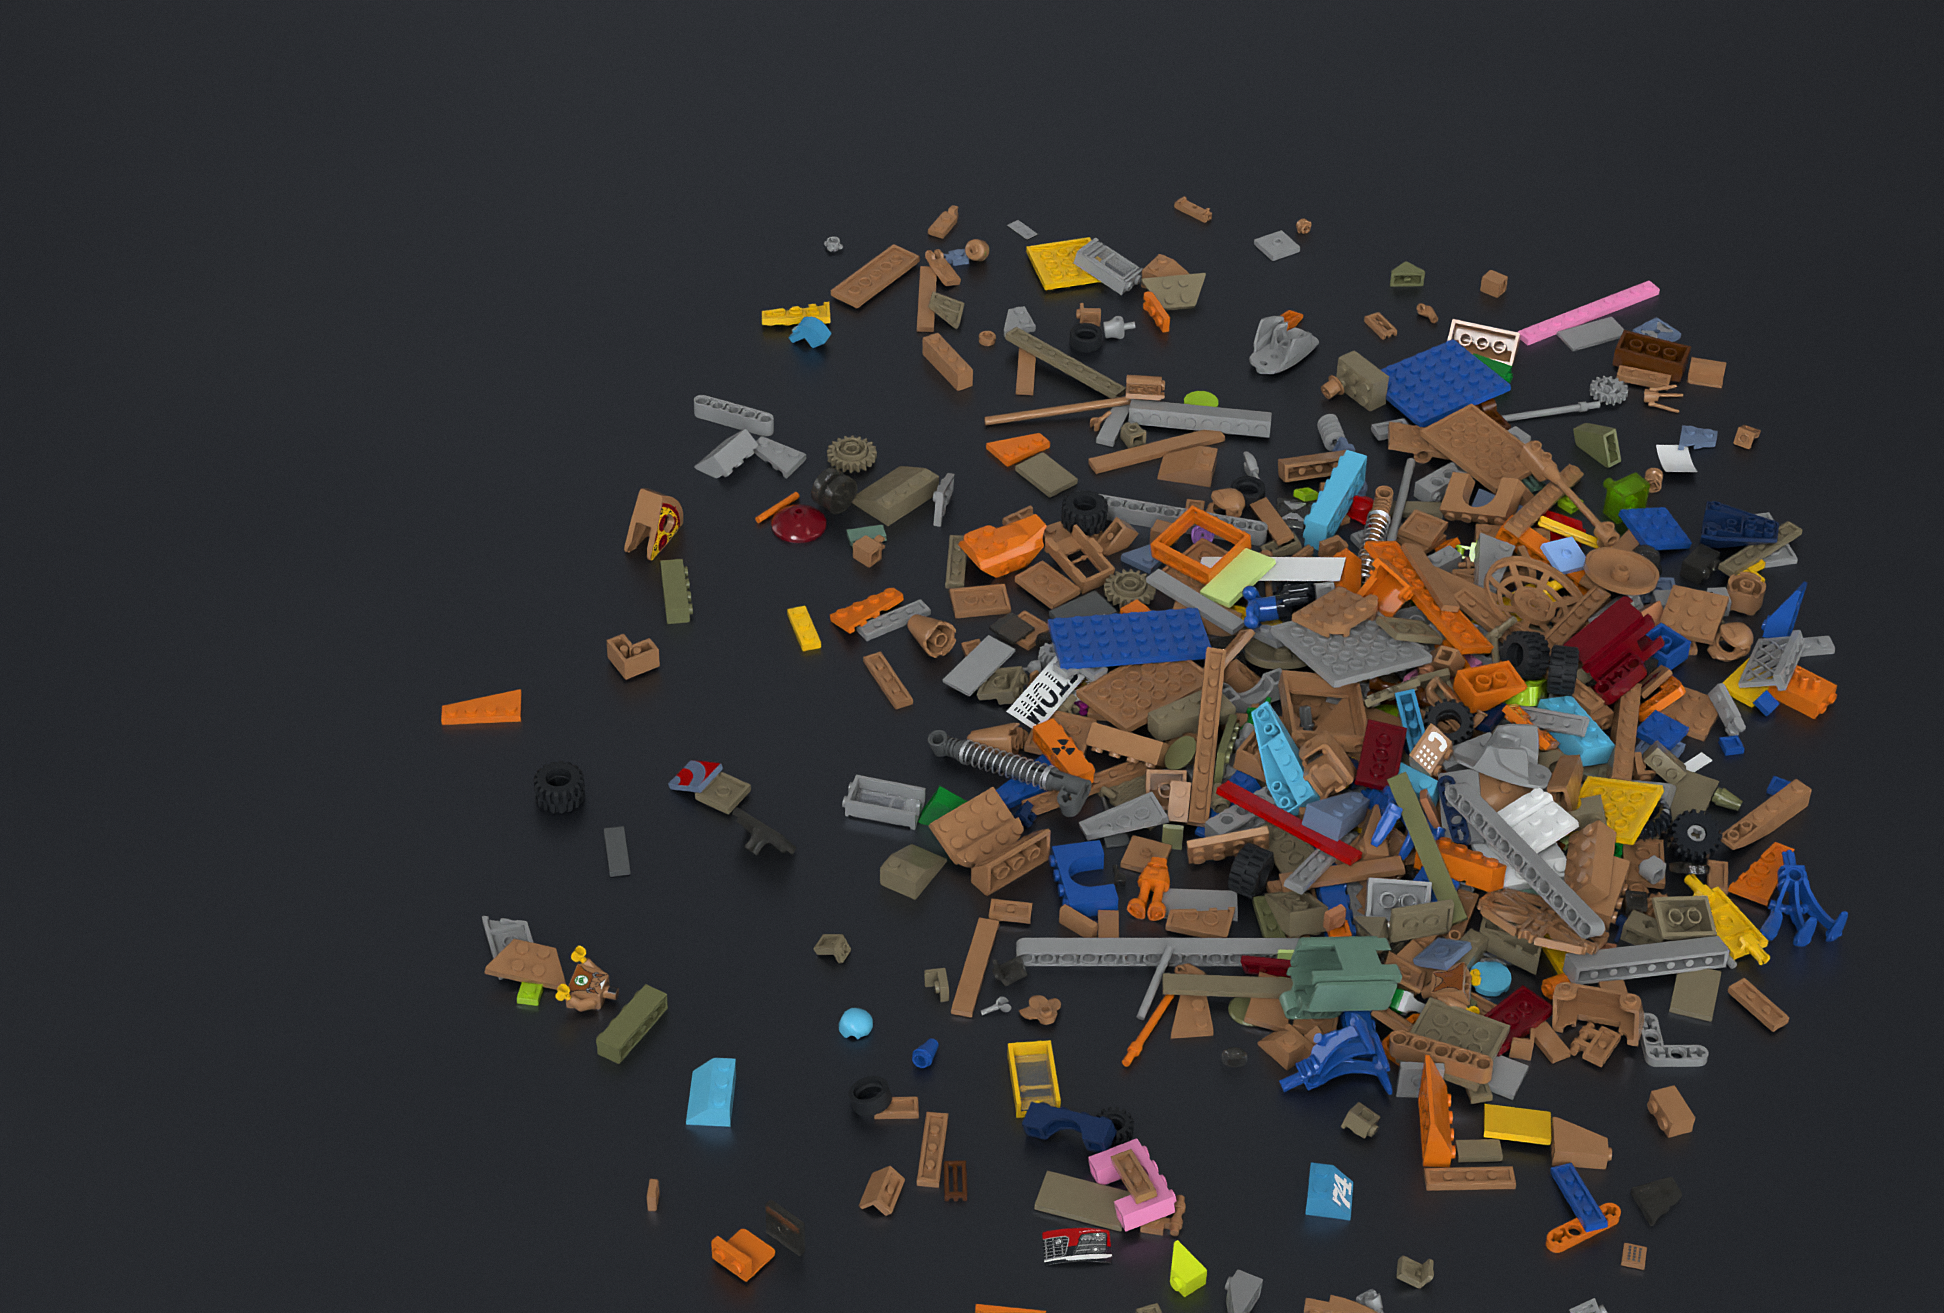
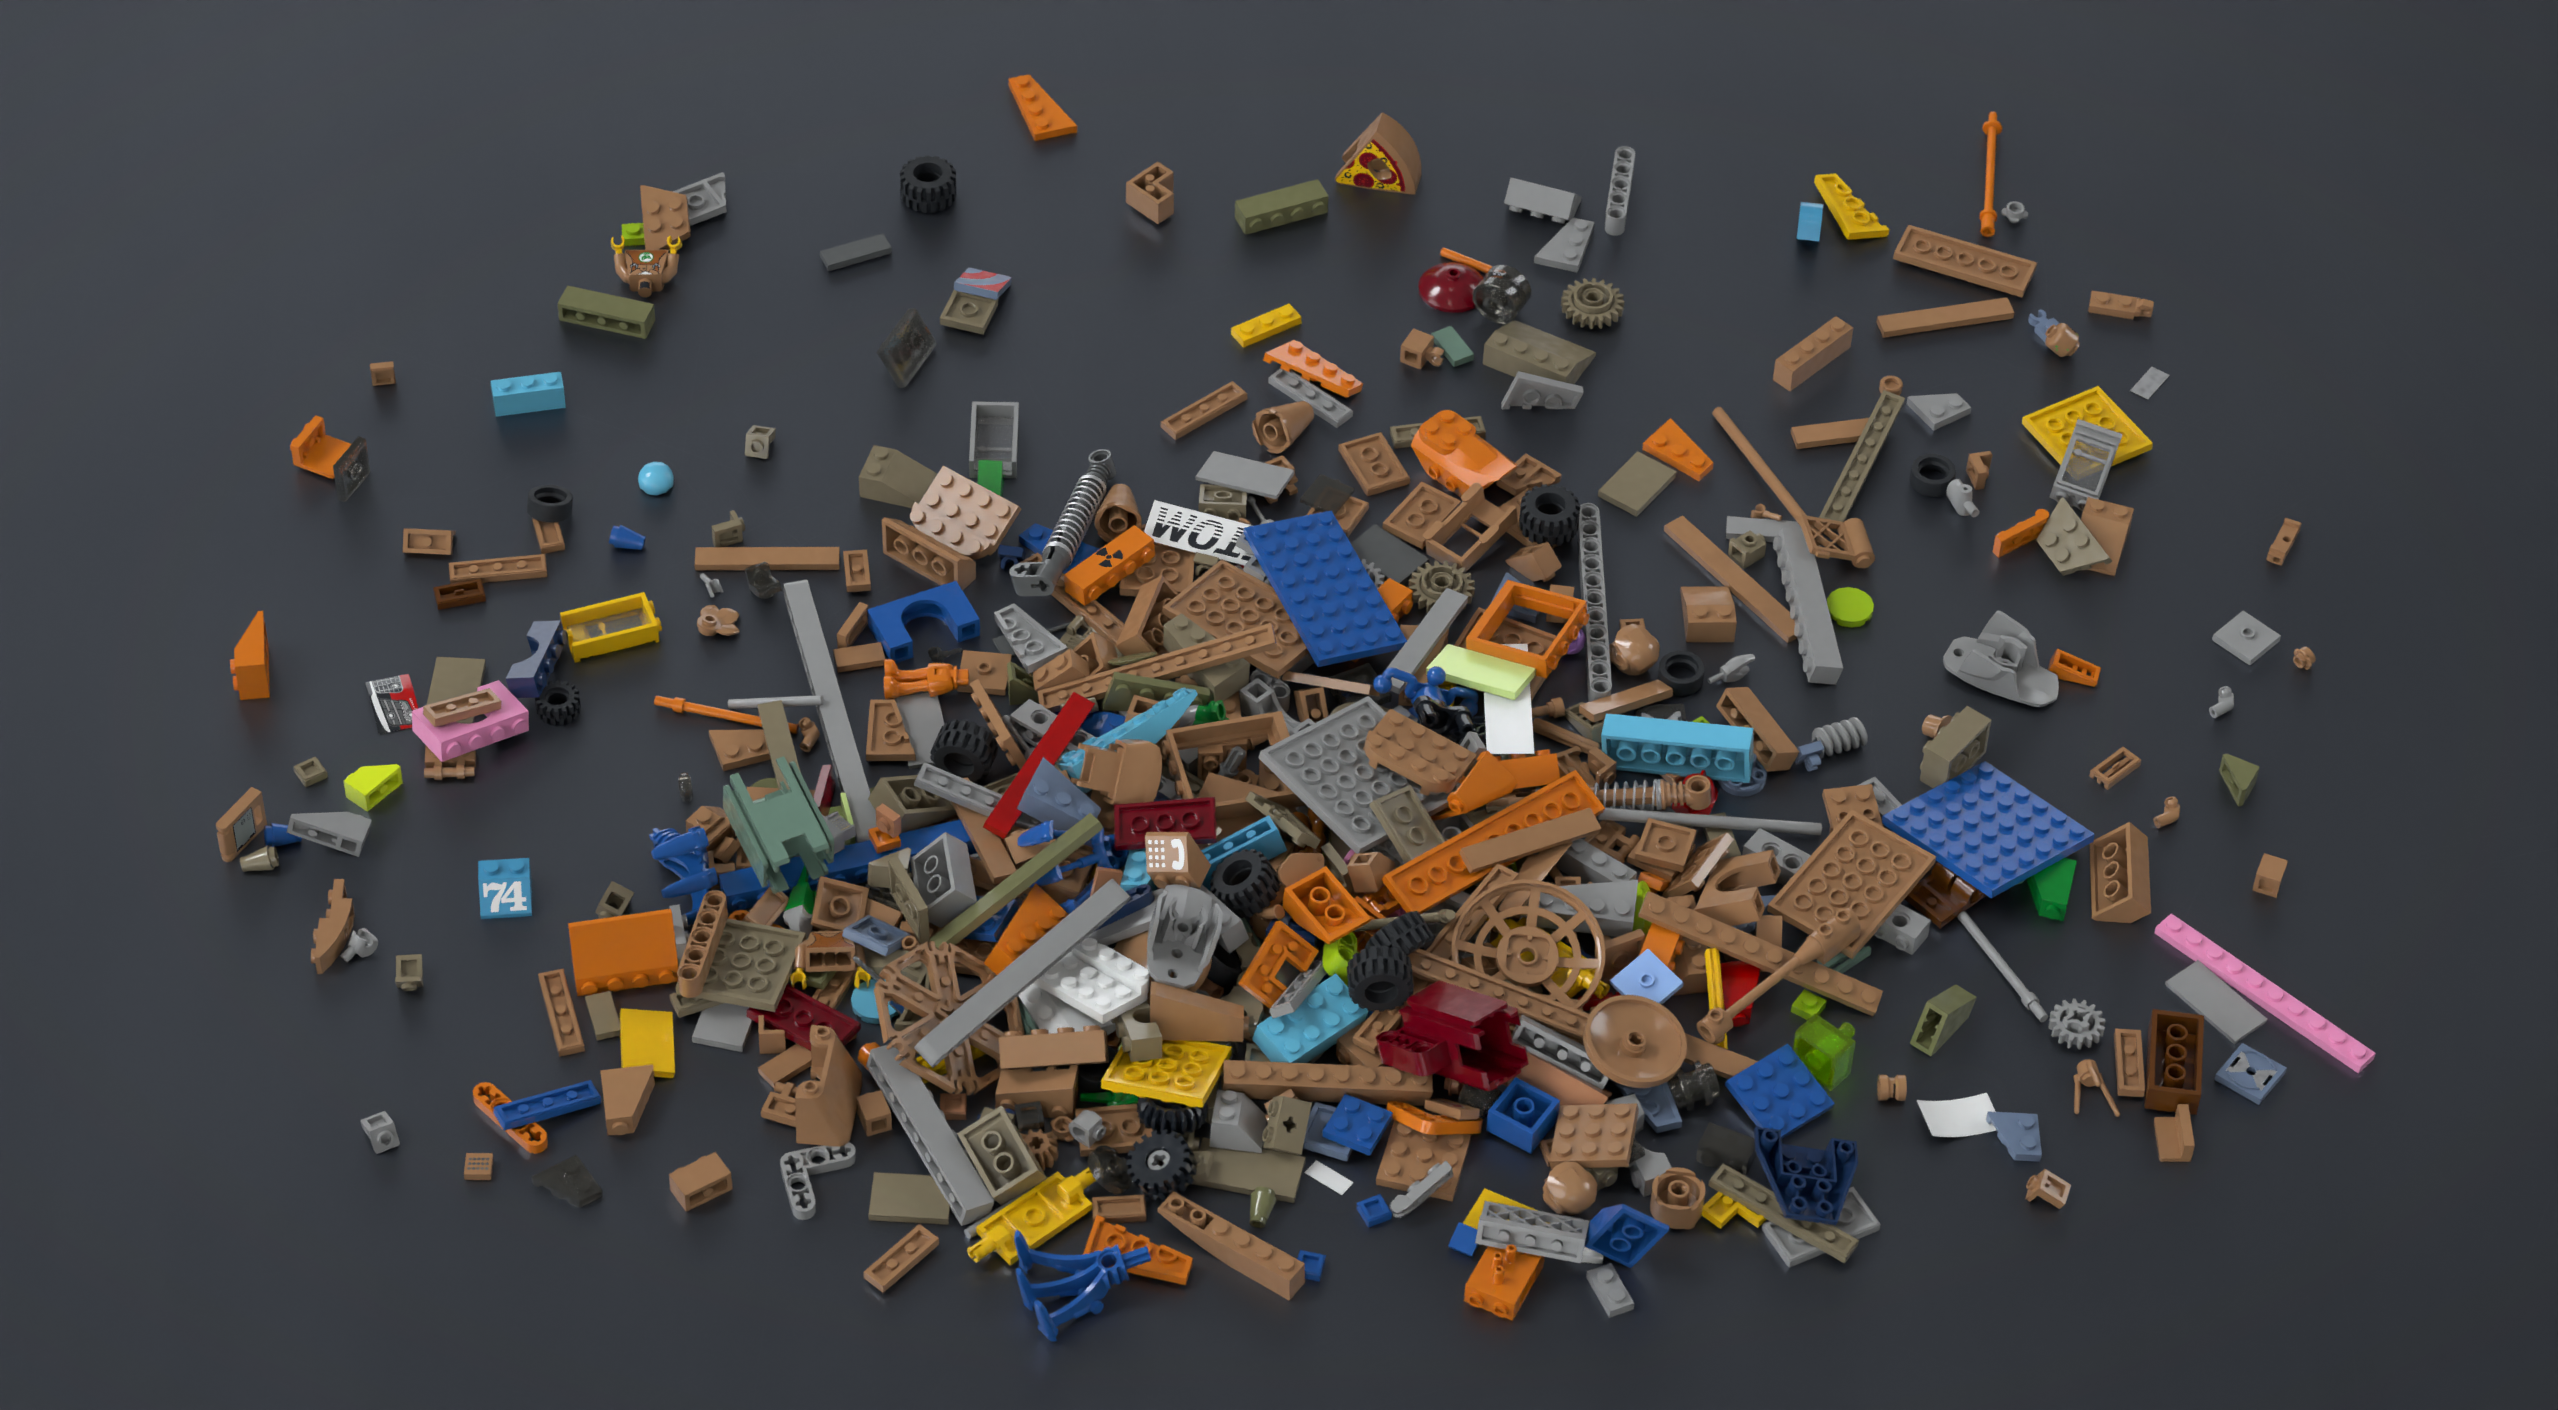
camera: 75 degrees right, 5 degrees up
(833, 255) = (1988, 215): none -> orange bar
(942, 268) = (2008, 317): medium nougat hinge -> none
(947, 308) = (1924, 335): dark tan wing -> none
(1334, 266) = (2224, 704): none -> light grey arm
(1458, 518) = (1699, 866): none -> medium nougat plate

